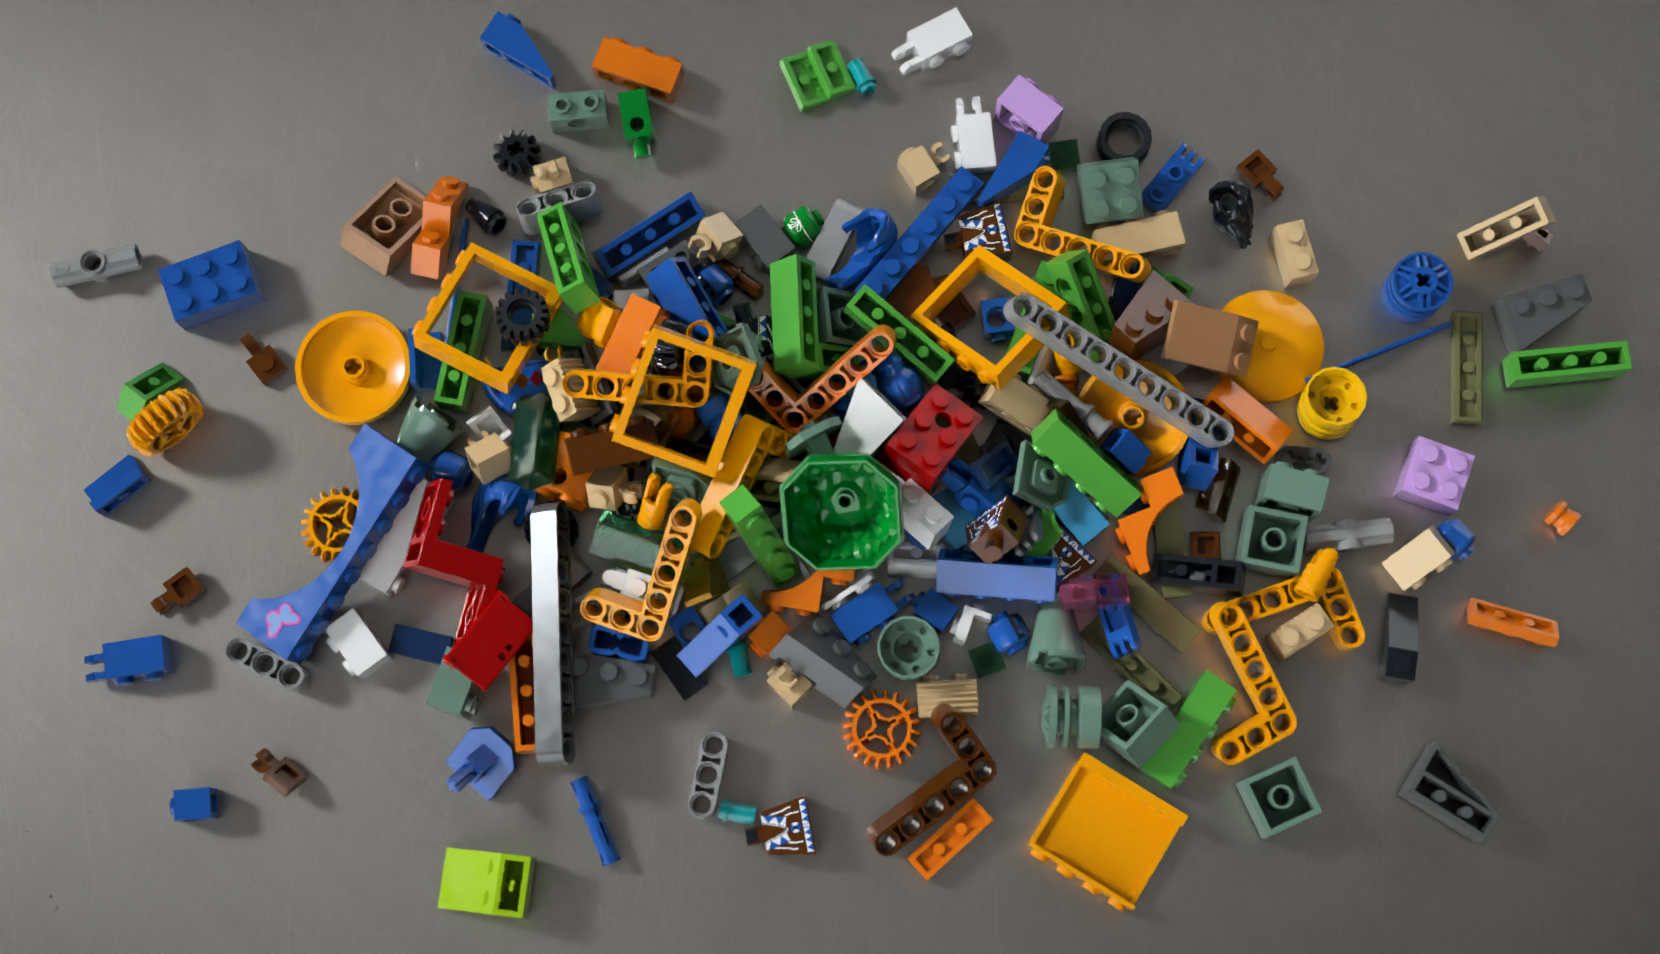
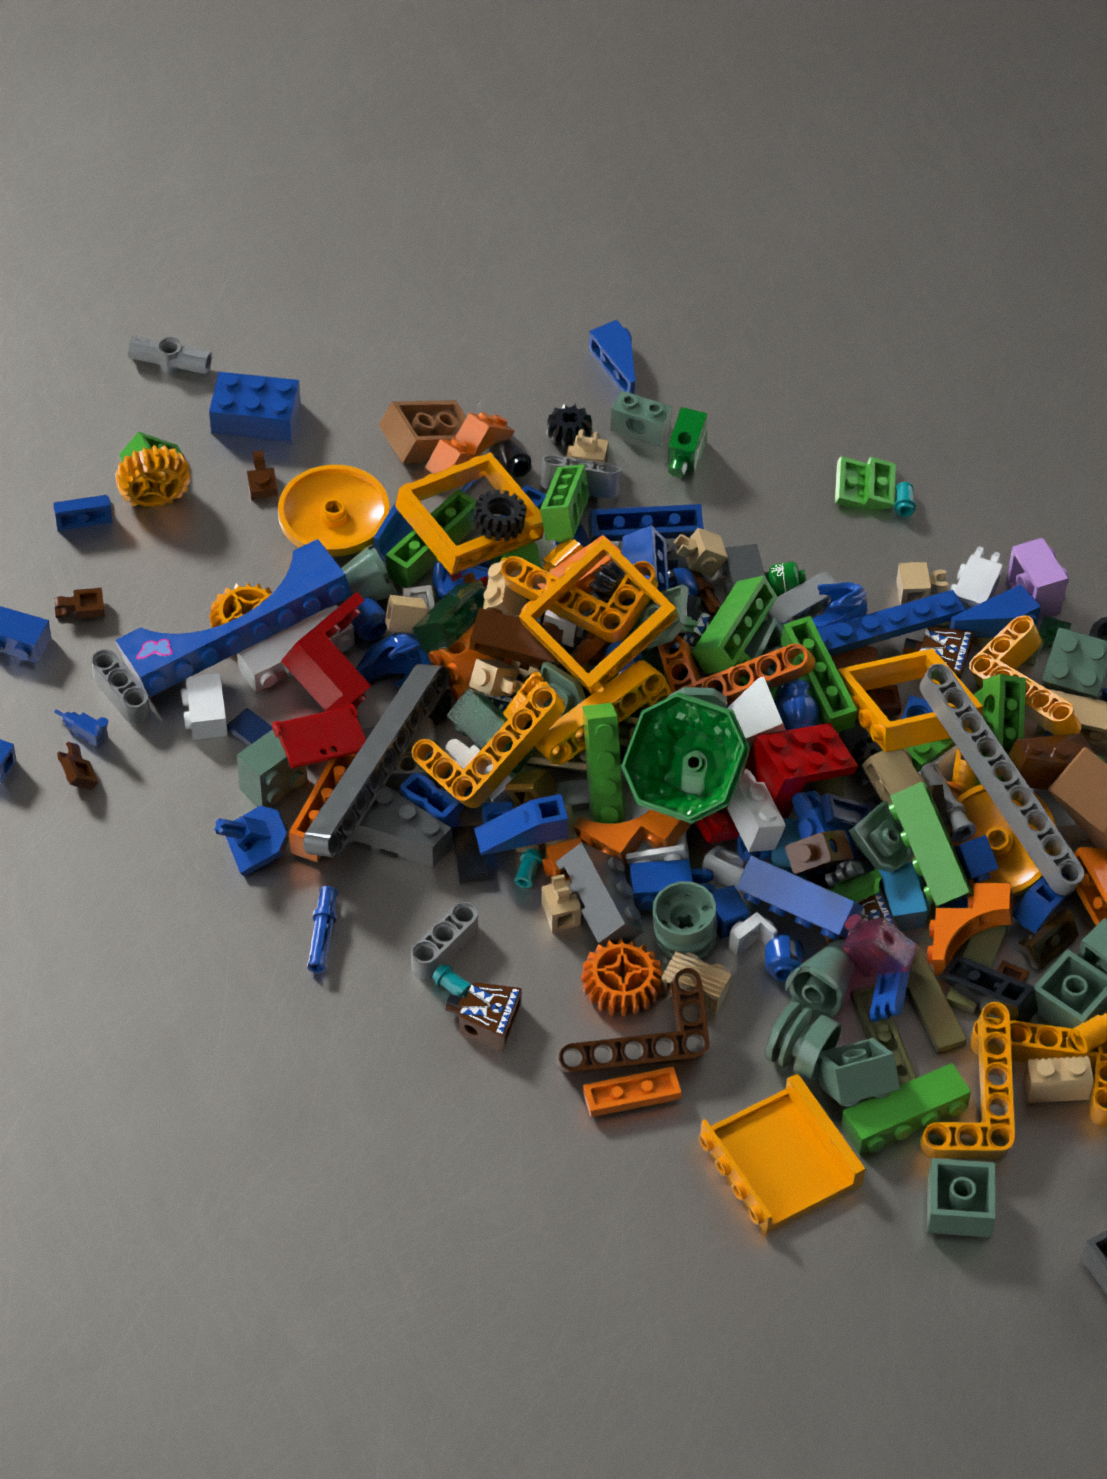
camera: 25 degrees right, 25 degrees down
(258, 723) = (86, 727): none -> blue piece
(487, 882) = (202, 929): lime slope -> none
(638, 69) = (725, 422): orange brick -> none
(935, 42) = (983, 500): white hinge -> none
(986, 660) = (751, 970): clear green plate -> none

